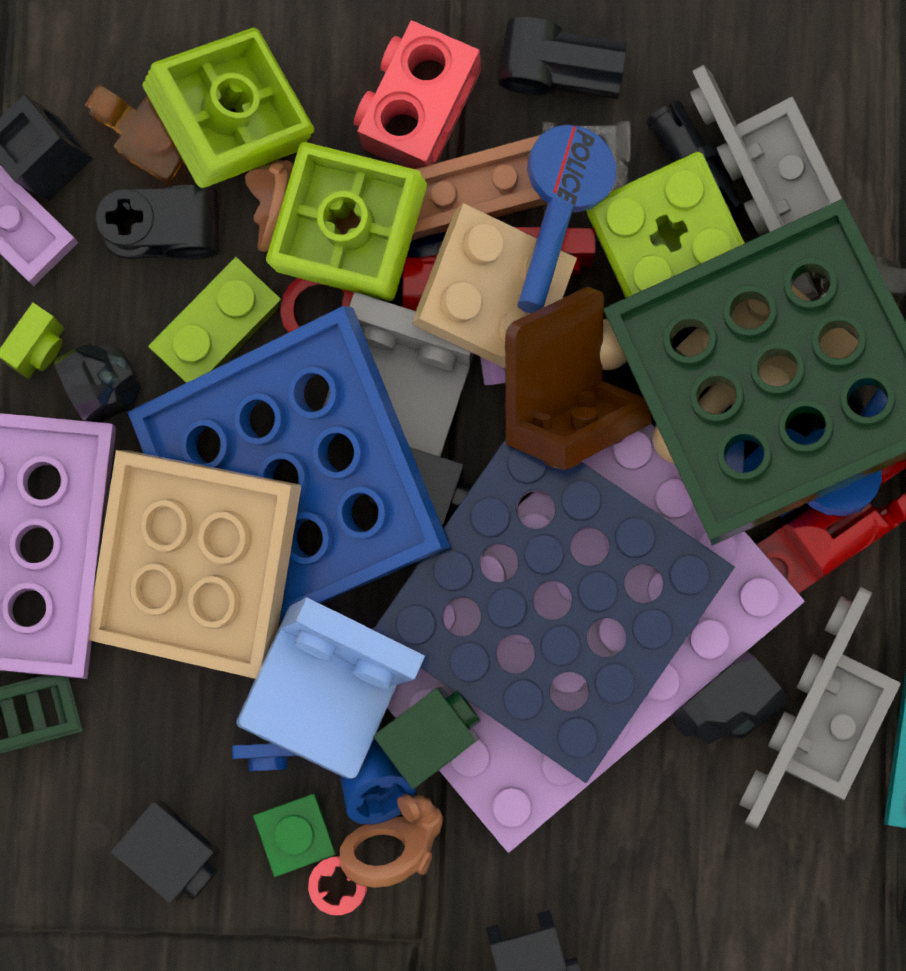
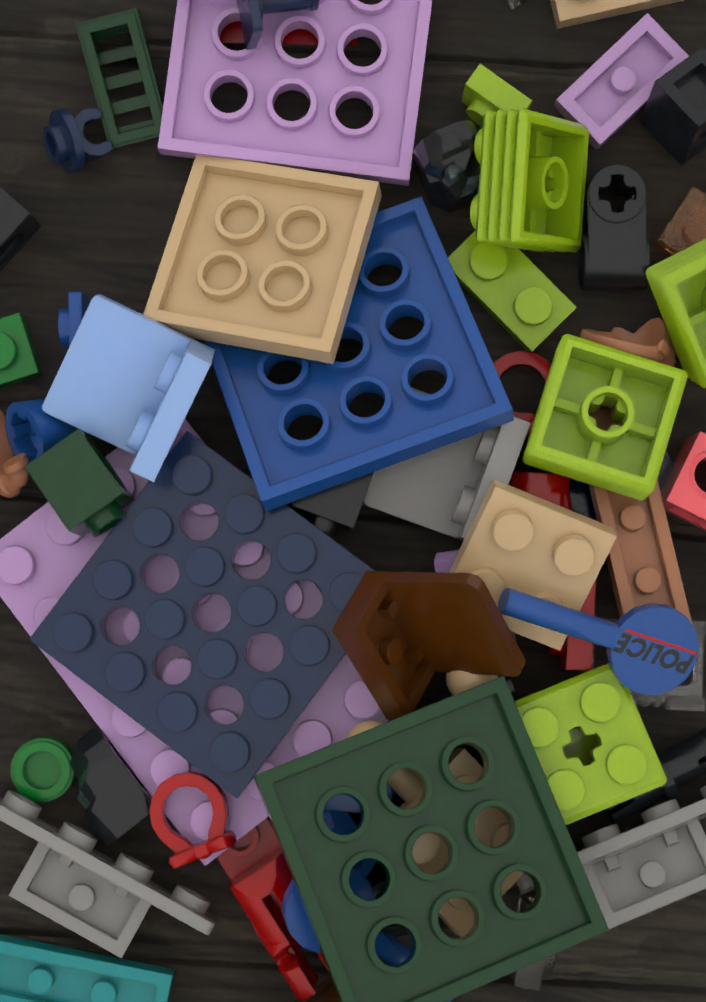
camera: 85 degrees right, 5 degrees up
(77, 772) = (66, 140): none -> dark blue plate
(114, 301) = (530, 181): none -> lime brick
(716, 774) = (43, 769): none -> green tile
(775, 585) = (184, 850): none -> red piece

